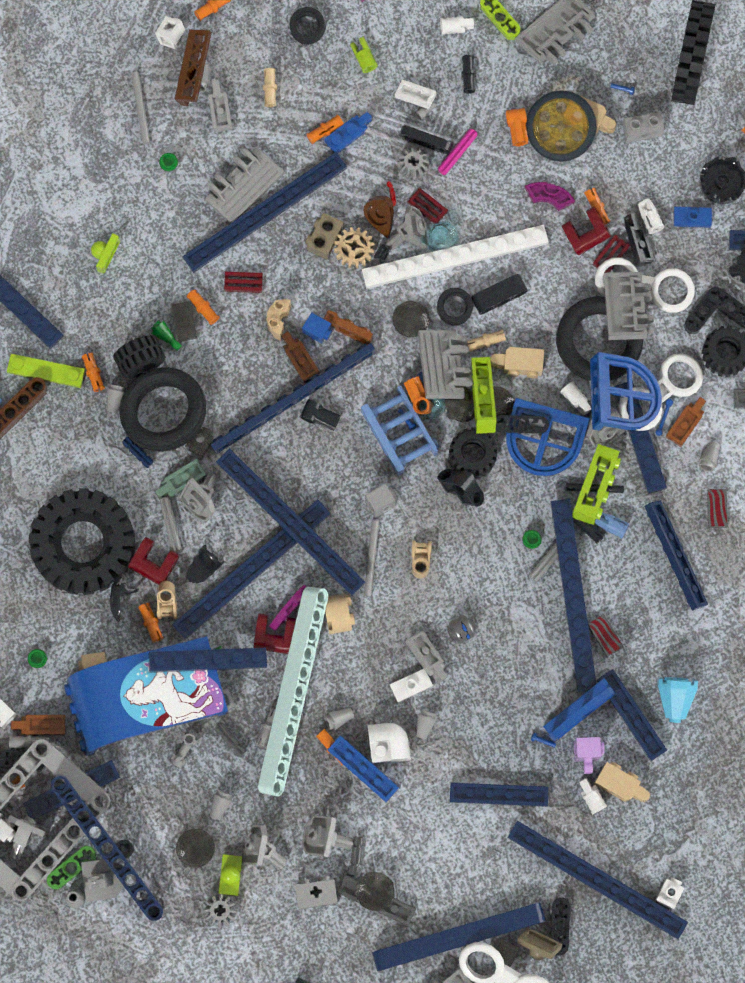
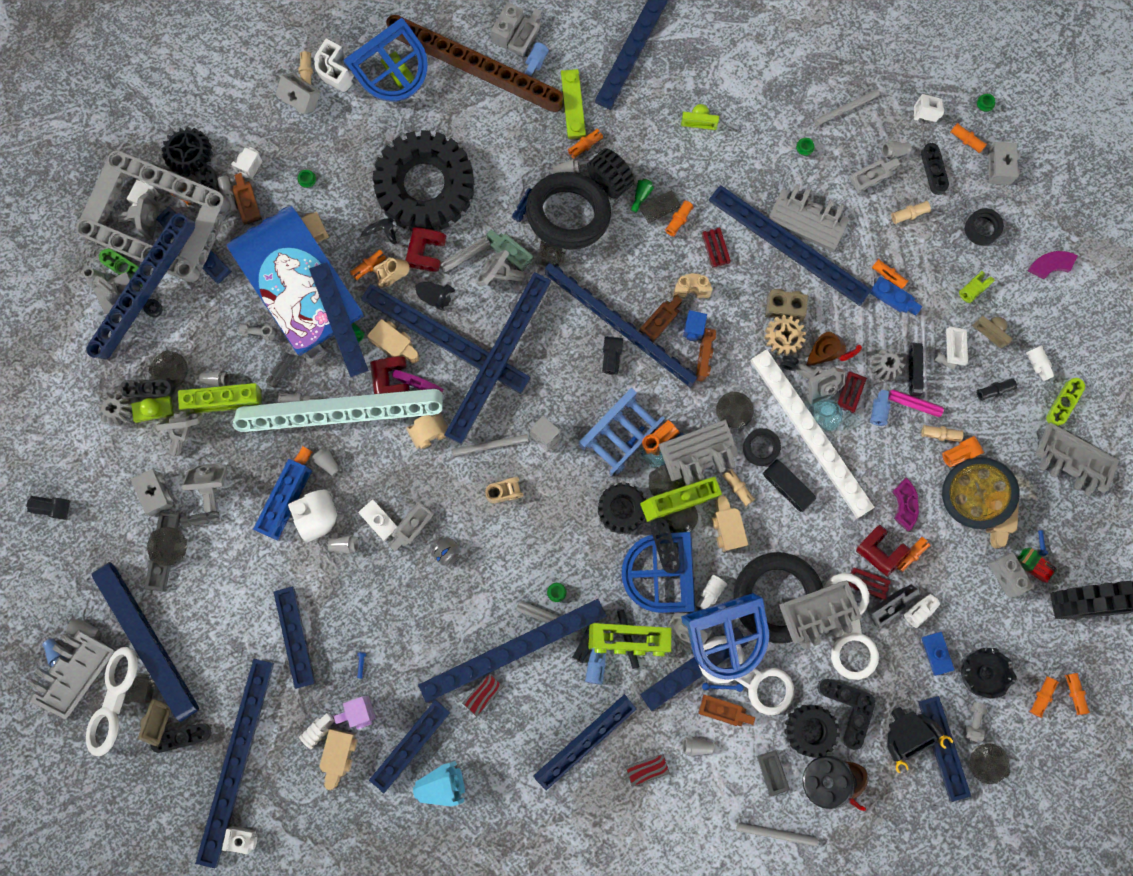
camera: 70 degrees right, 0 degrees up
(190, 65) = (903, 136): reddish brown fence -> none
(209, 887) = (140, 392): none -> black beam
(237, 55) = (938, 161): none -> black beam
(239, 620) = (392, 342): none -> tan hinge
(243, 803) = (219, 398): none -> lime brick
(411, 55) = (993, 330): none -> dark tan tile
(453, 185) = (880, 409): none -> medium blue hinge
(462, 485) = (585, 507): black piece -> none
(494, 138) = (942, 433): none -> tan pin
(579, 710) = (395, 692): blue window -> none
(641, 101) = (1036, 565): none -> leg

